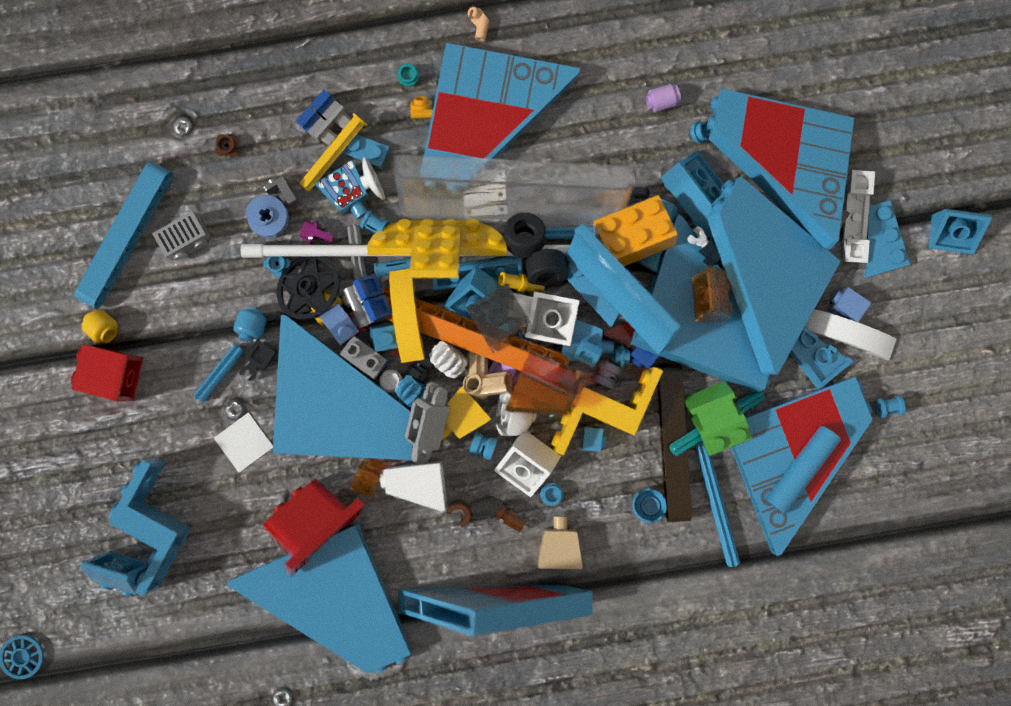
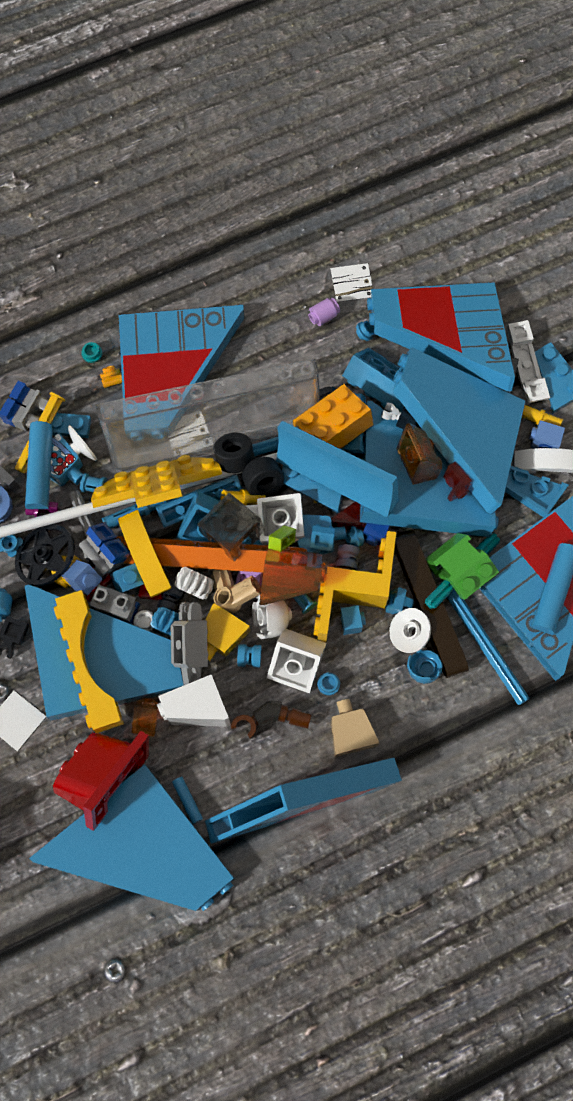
camera: 10 degrees left, 15 degrees down
(323, 192) = (39, 465): none -> dark azure brick
(327, 463) = (75, 618): none -> yellow arch
(387, 566) = (187, 800): none -> dark azure piece
(480, 21) = (144, 293): light nougat arm -> none
(546, 346) = (282, 538): none -> lime piece
(637, 464) = (402, 627): none -> white dish
(644, 434) = (398, 601): none -> dark azure tile
(703, 69) = (351, 282): none -> white sticker
(743, 332) = (458, 480): none -> clear red bracket
(850, 280) = (536, 415): none -> yellow pin

